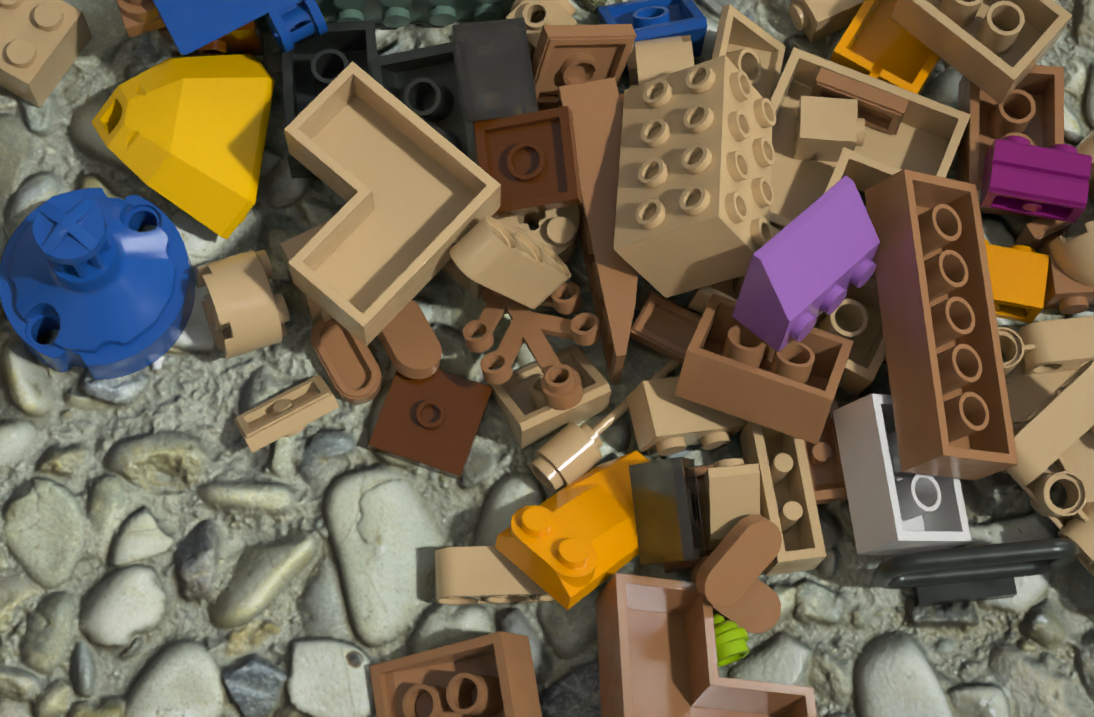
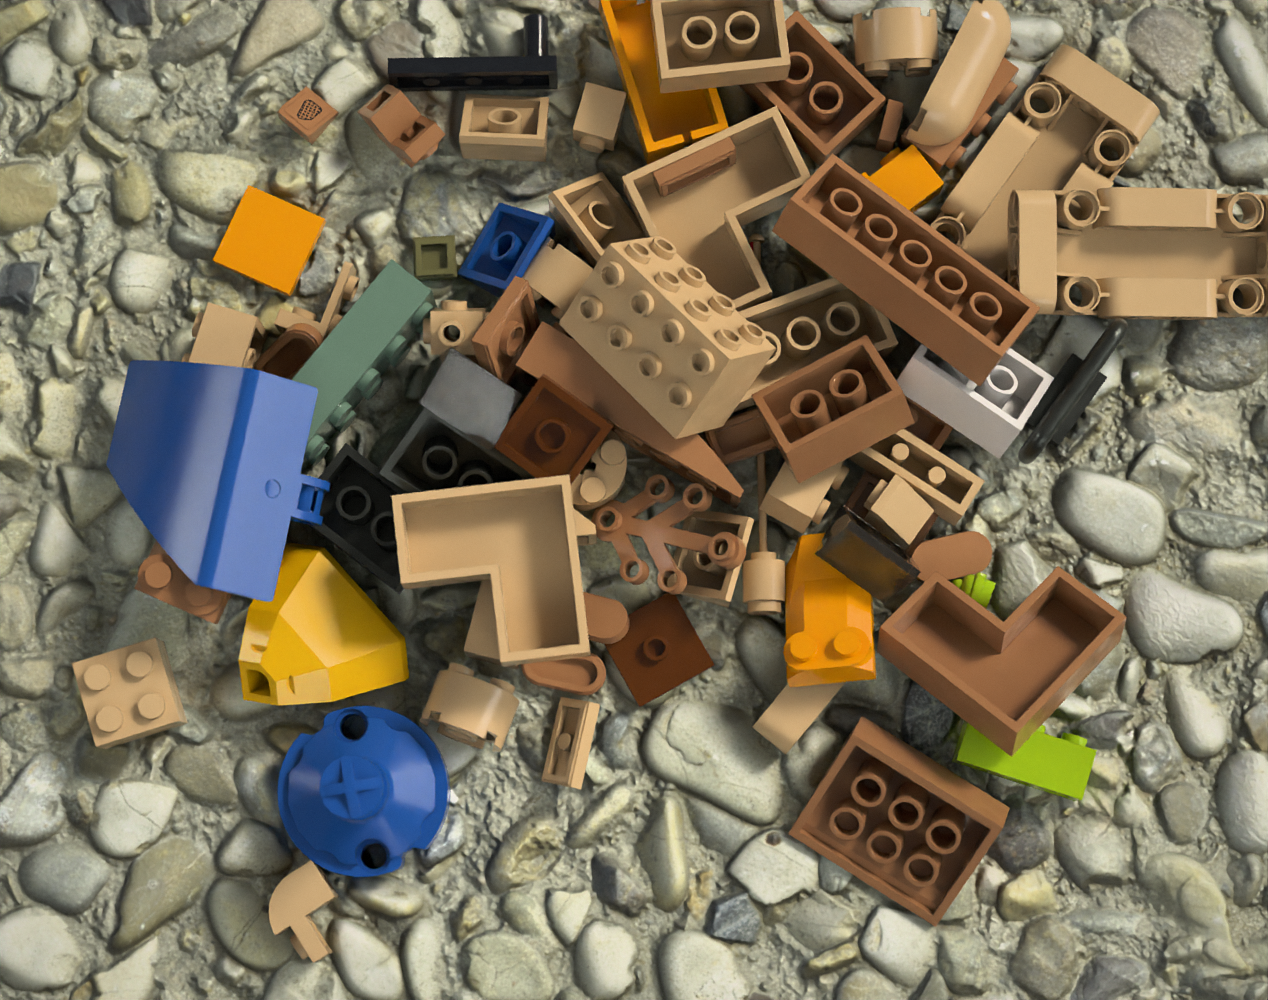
camera: 45 degrees left, 10 degrees up
(509, 262) = (616, 510): tan beam -> none
(738, 560) = (940, 540): medium nougat tile -> none
(808, 267) = (801, 323): medium lavender slope -> none
(826, 127) = (696, 206): tan brick -> none
(1035, 179) = (861, 109): magenta brick -> none

